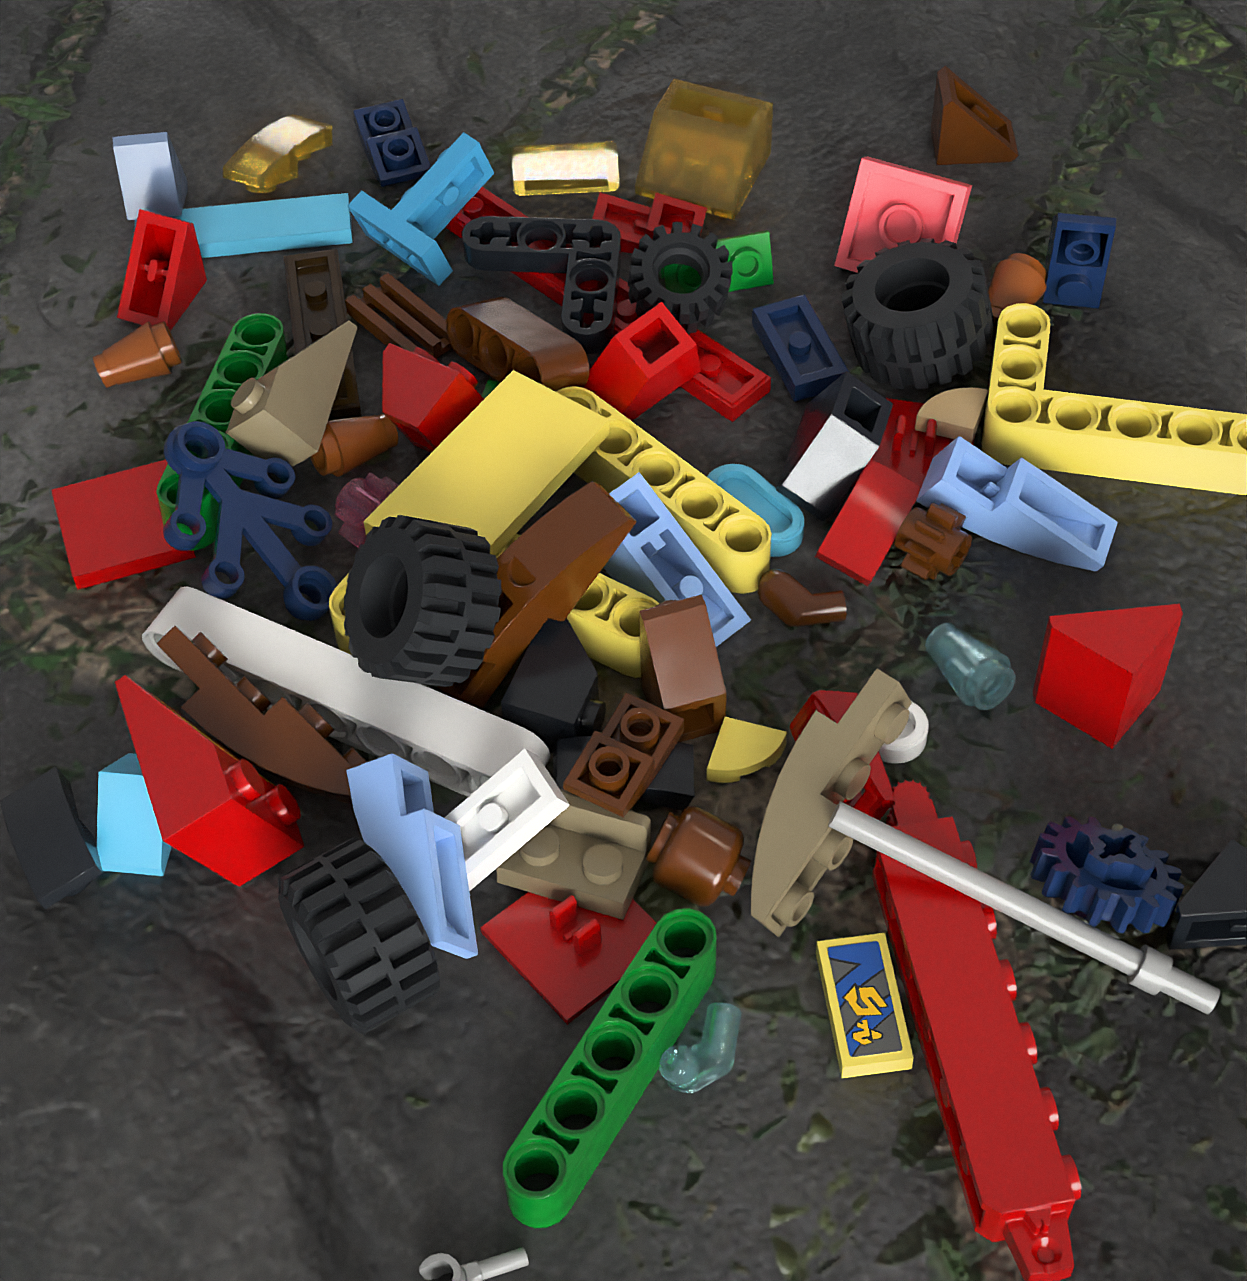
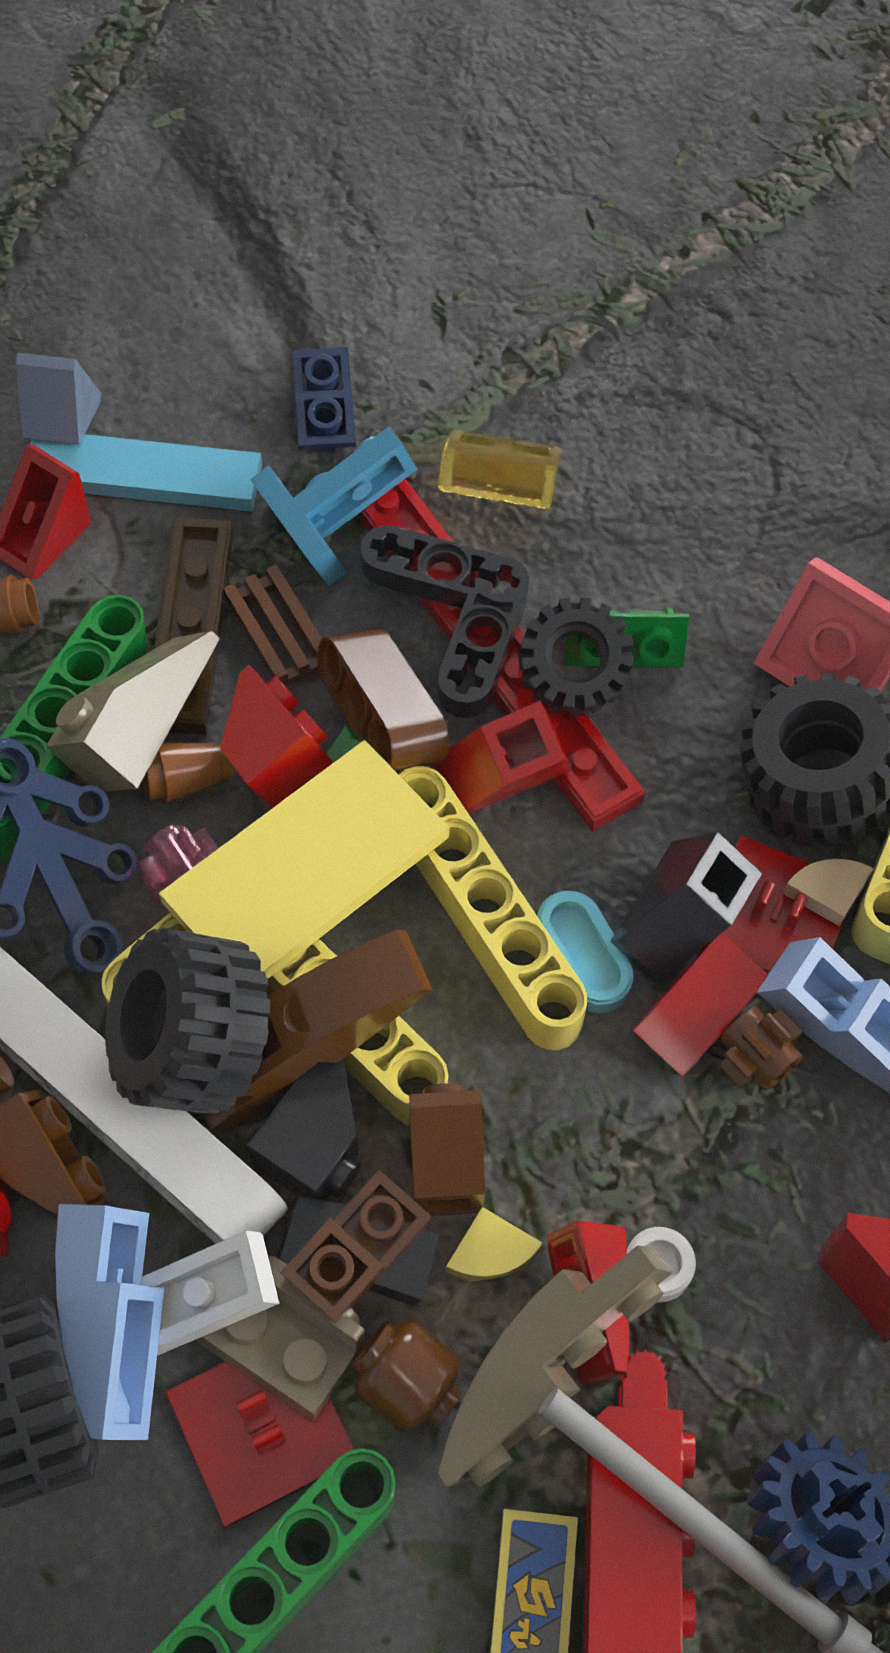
camera: 10 degrees right, 10 degrees up
(274, 153) = (192, 386): clear yellow slope -> none
(637, 220) = (569, 567): red slope -> none
(665, 562) = (470, 1011): light blue slope -> none
(705, 147) = (650, 489): clear yellow slope -> none
(708, 1060) = (355, 1616): clear light blue arm -> none
(795, 604) = (594, 1082): reddish brown arm -> none
(798, 346) = (686, 762): dark blue plate -> none
(971, 667) = (758, 1211): clear light blue cone -> none

